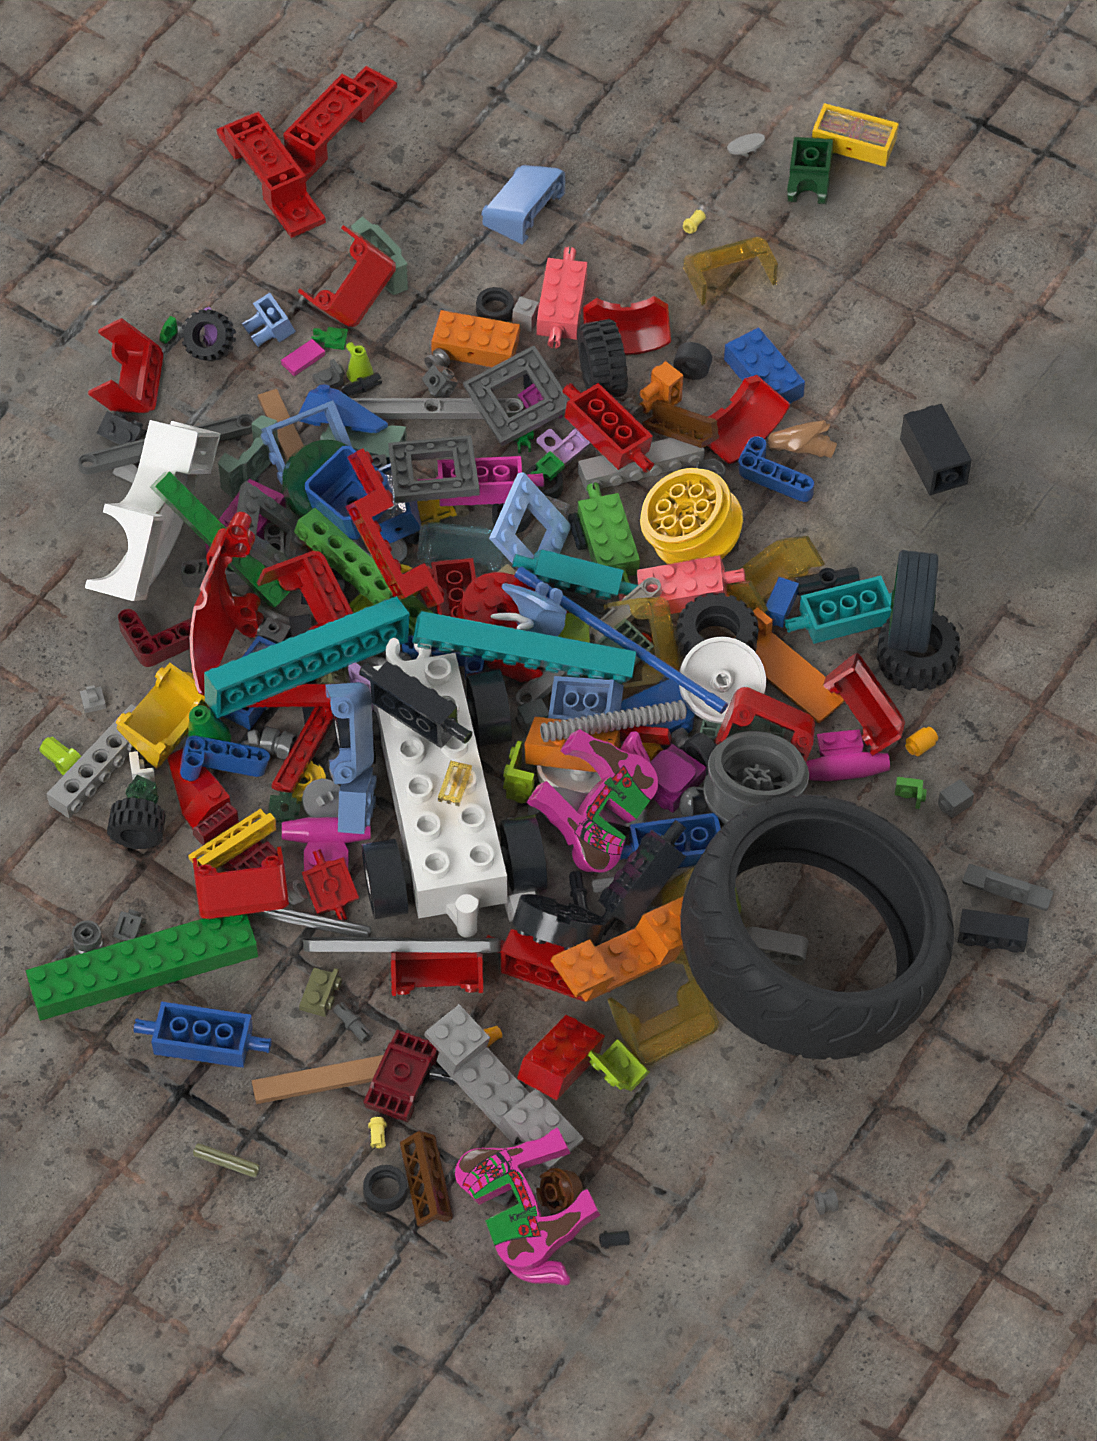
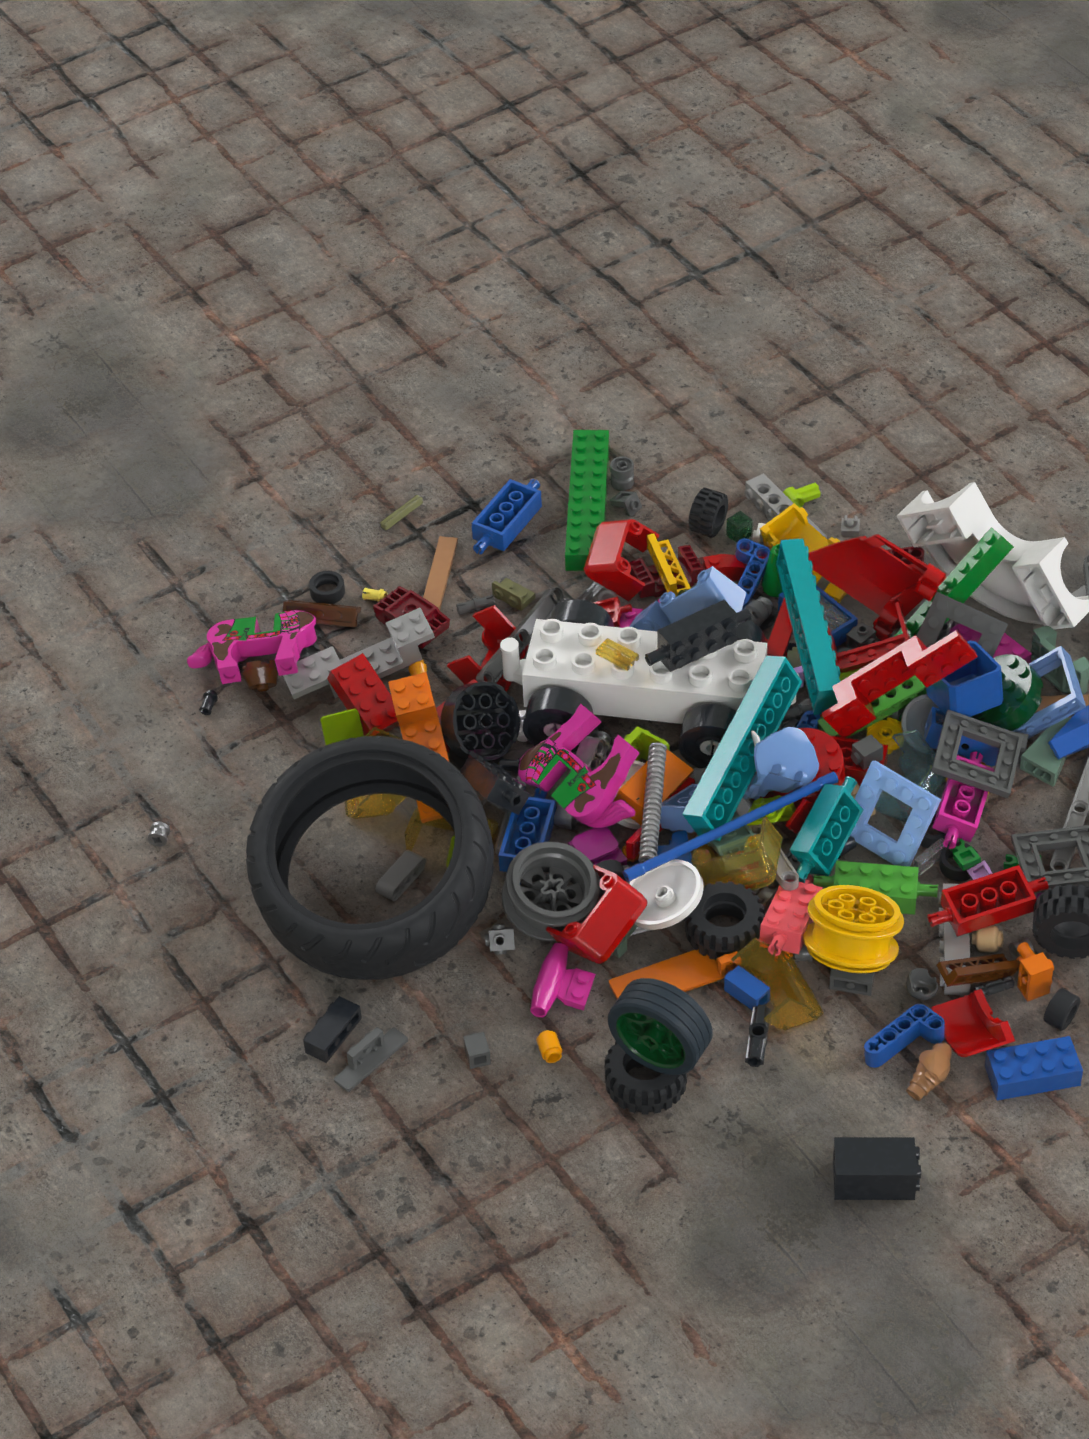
camera: 115 degrees right, 10 degrees down
(457, 568) = (866, 751): none -> dark grey brick
(843, 610) = (720, 1055): teal brick -> none
(867, 701) = (591, 1022): red windscreen -> none
(911, 788) = (503, 1021): bright green bracket -> none

